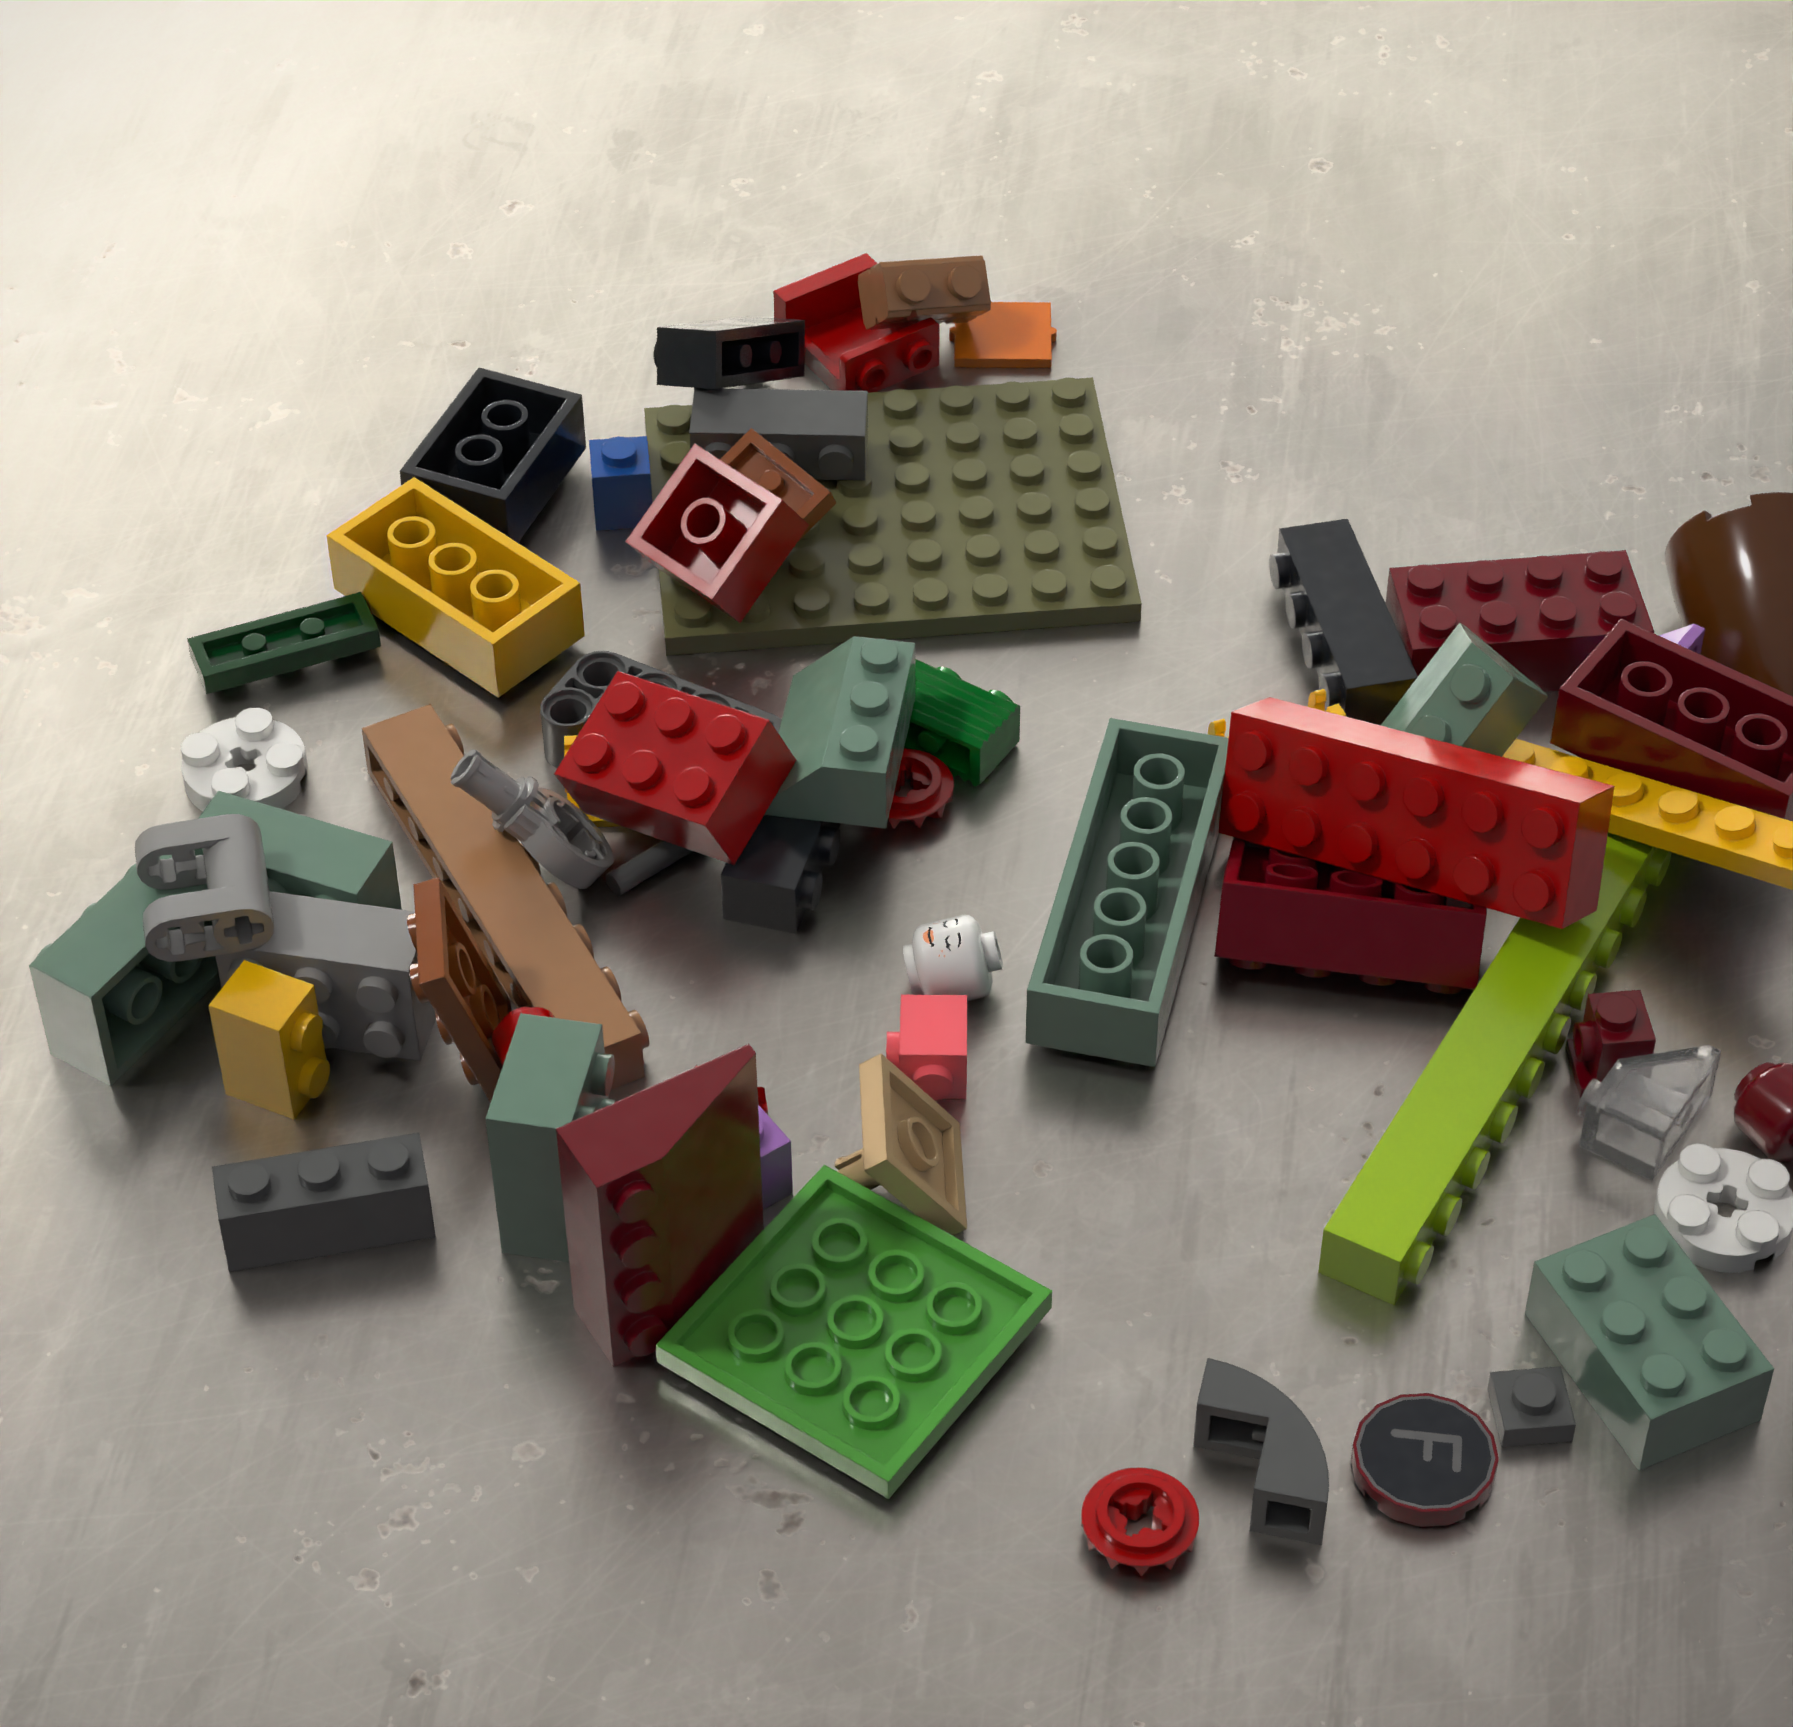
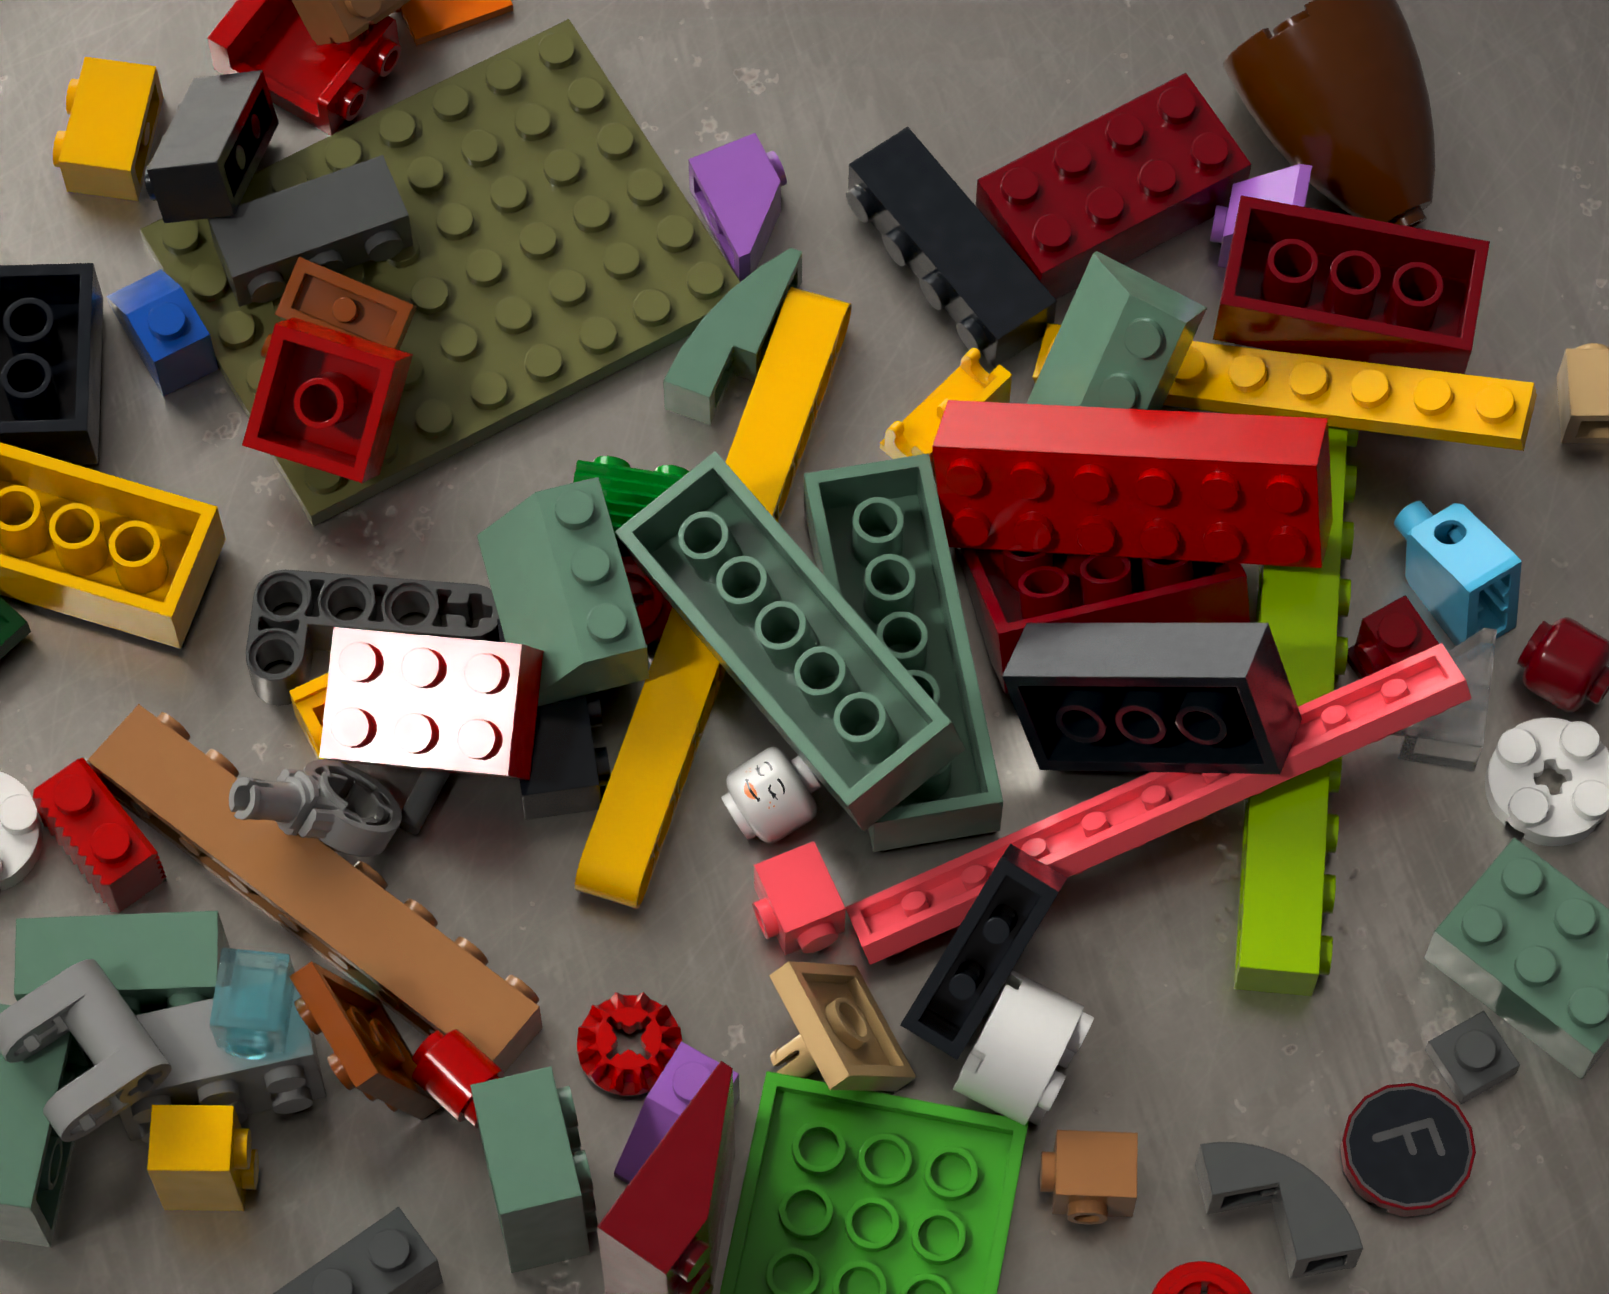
camera: 25 degrees left, 20 degrees up
(339, 776) = (98, 835): none -> red brick
(371, 901) = (252, 1002): none -> clear light blue brick
(631, 337) = (109, 128): none -> yellow brick
(975, 810) = (684, 672): none -> yellow beam
(1022, 819) = (790, 641): none -> sand green brick
(1073, 1223) = (1020, 1049): none -> white brick
(1075, 1122) = (983, 951): none -> black brick
(1092, 1358) = (1091, 1175): none -> medium nougat brick
(1110, 627) = (730, 339): none -> sand green slope
(1172, 536) = (739, 198): none -> medium lavender slope
(1337, 1068) = (1160, 803): none -> coral plate
(1344, 969) = (1153, 697): none -> black brick
(1715, 985) = (1460, 570): none -> medium azure torso

